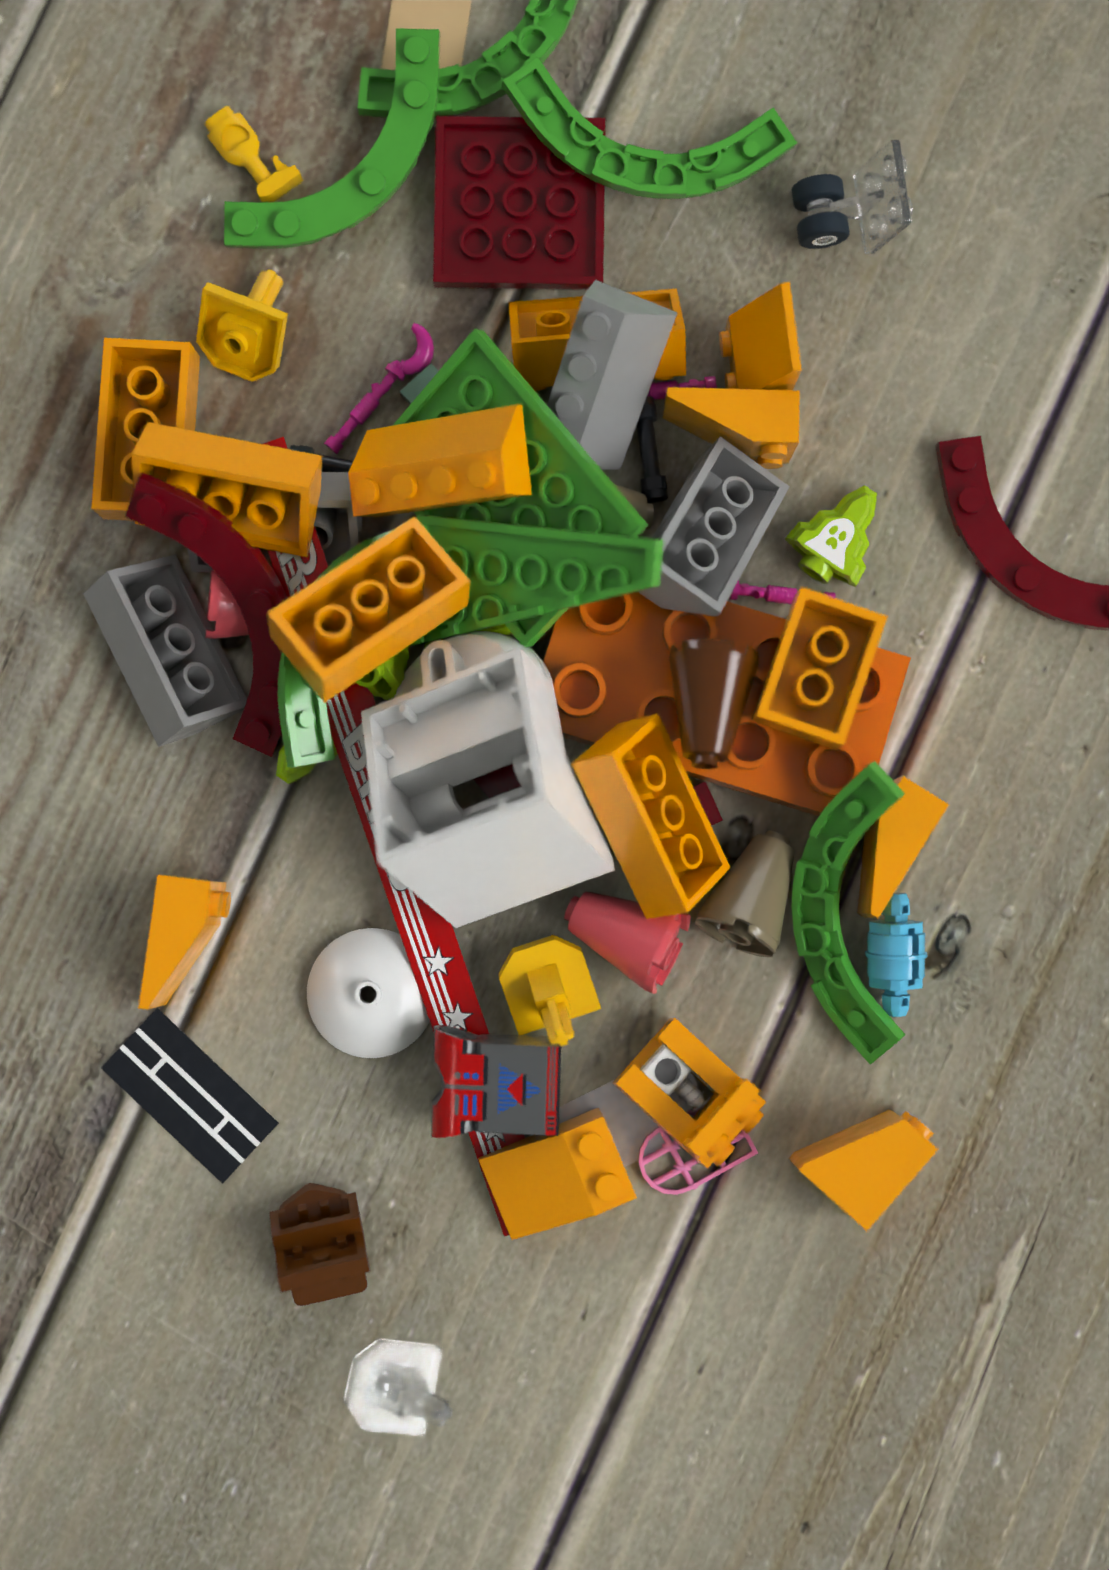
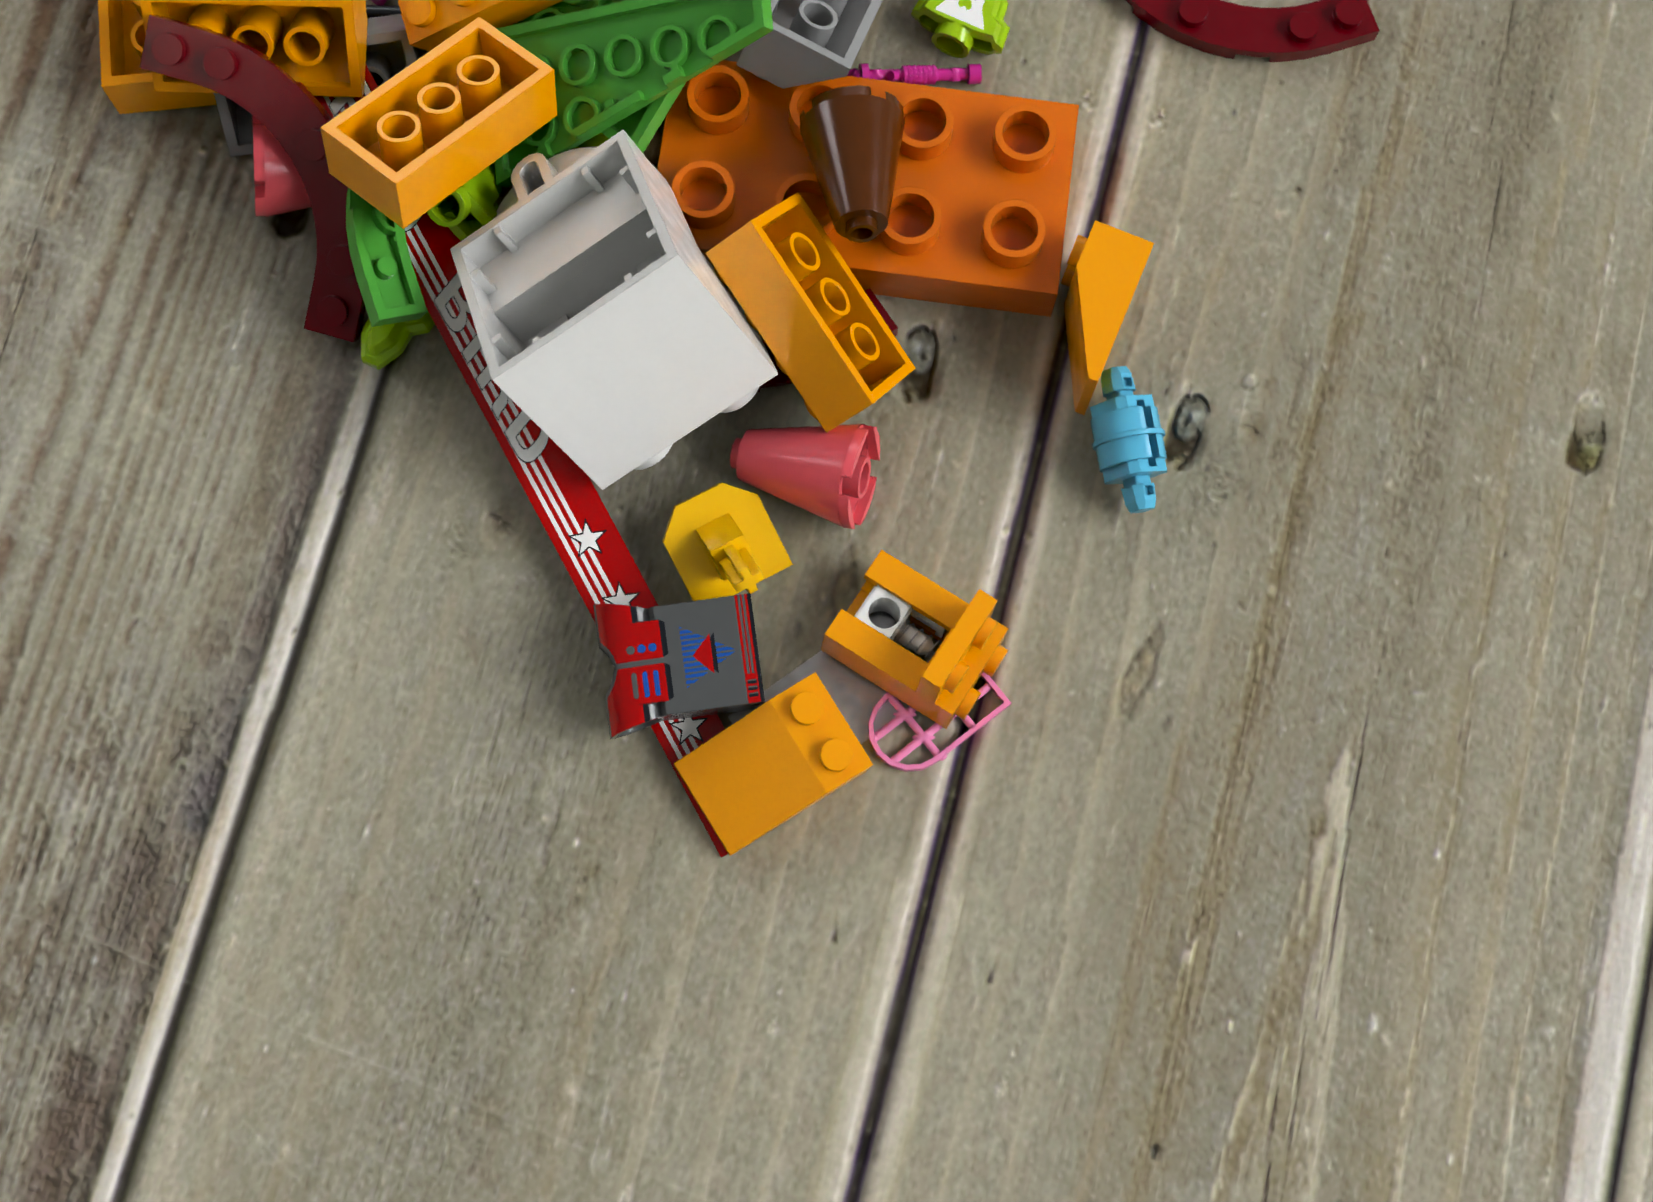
camera: 20 degrees left, 10 degrees down
(162, 648) = (208, 240): light grey slope -> none
(181, 925) = (270, 548): light orange slope -> none
(189, 1095) = (308, 754): black sticker -> none
(319, 1245) = (496, 901): reddish brown piece -> none
(335, 1002) = (513, 629): white dish -> none
(395, 1388) = (615, 1059): clear piece -> none
(752, 897) = (945, 406): dark tan cone -> none
(817, 911) = (1025, 396): bright green plate -> none
(819, 668) = (974, 110): light orange brick -> none
(868, 1163) = (1140, 680): light orange slope -> none

